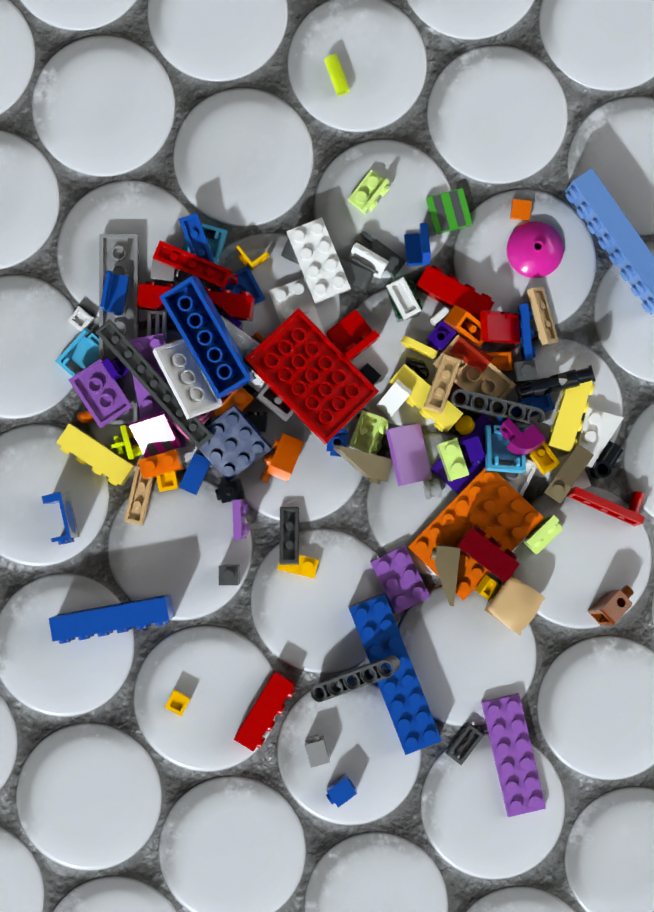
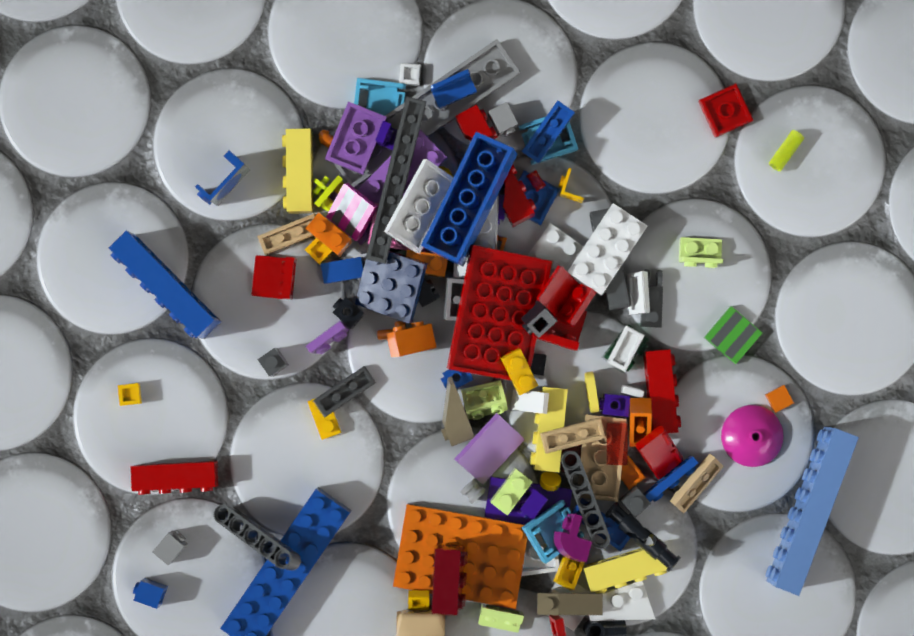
camera: 50 degrees right, 0 degrees up
(157, 322) = (456, 151): white tile -> none
(164, 529) = (274, 277): none -> red bracket
(192, 264) = (525, 140): red piece -> none
(274, 99) = (725, 110): none -> red tile
(333, 317) = (565, 297): none -> red bracket
(336, 349) = (538, 320): none -> black brick
(365, 391) = (519, 371): none -> yellow plate
(400, 579) = (373, 517): medium lavender plate -> none
(418, 247) = (680, 329): blue panel -> none
(419, 366) = (575, 403): black arm -> none
(447, 565) = (413, 550): dark tan slope -> none

